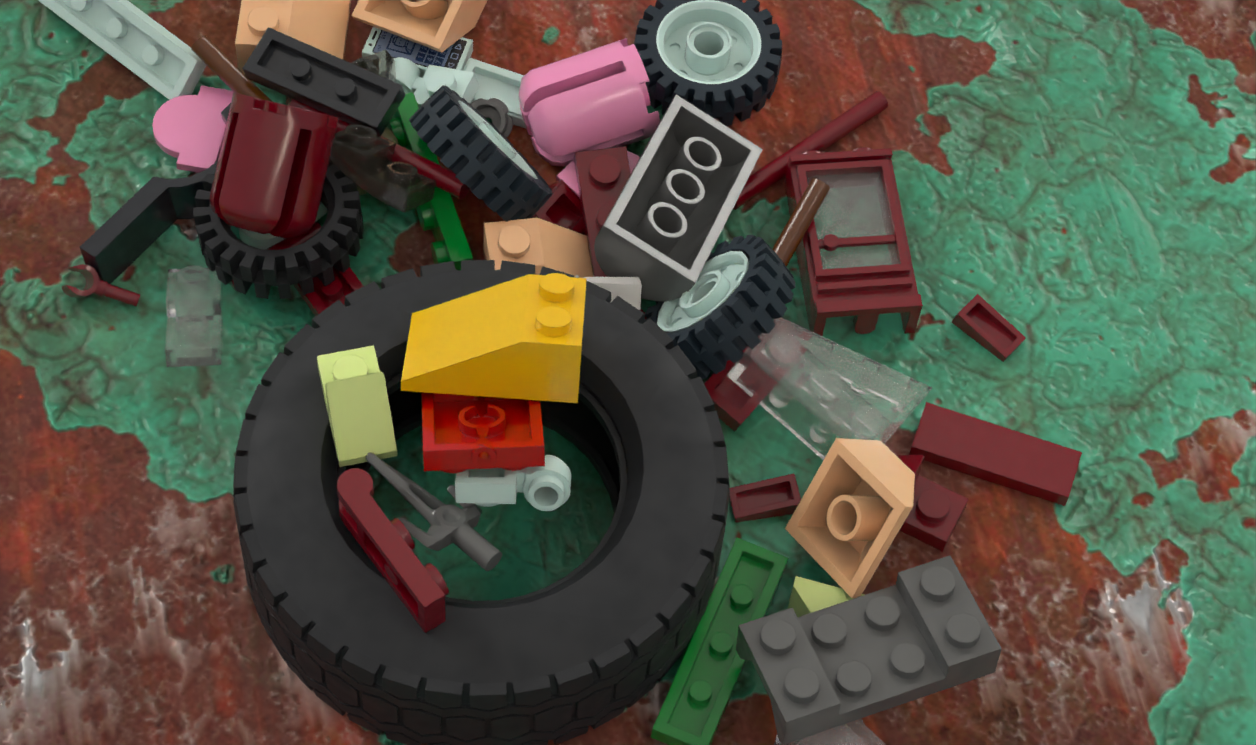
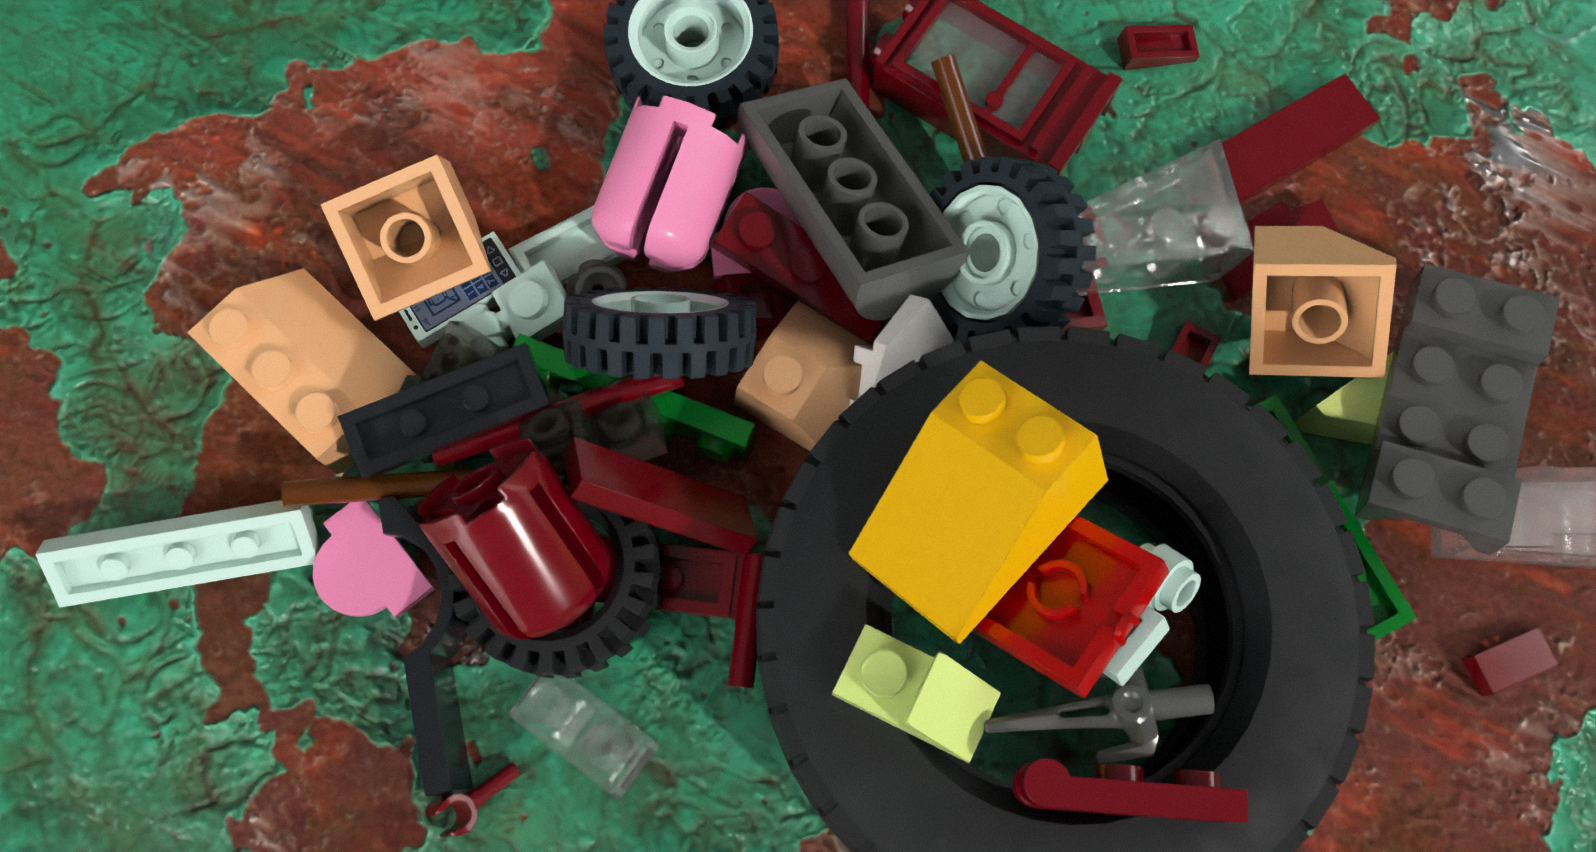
camera: 45 degrees left, 15 degrees up
(366, 215) = (658, 496): none -> dark red tile

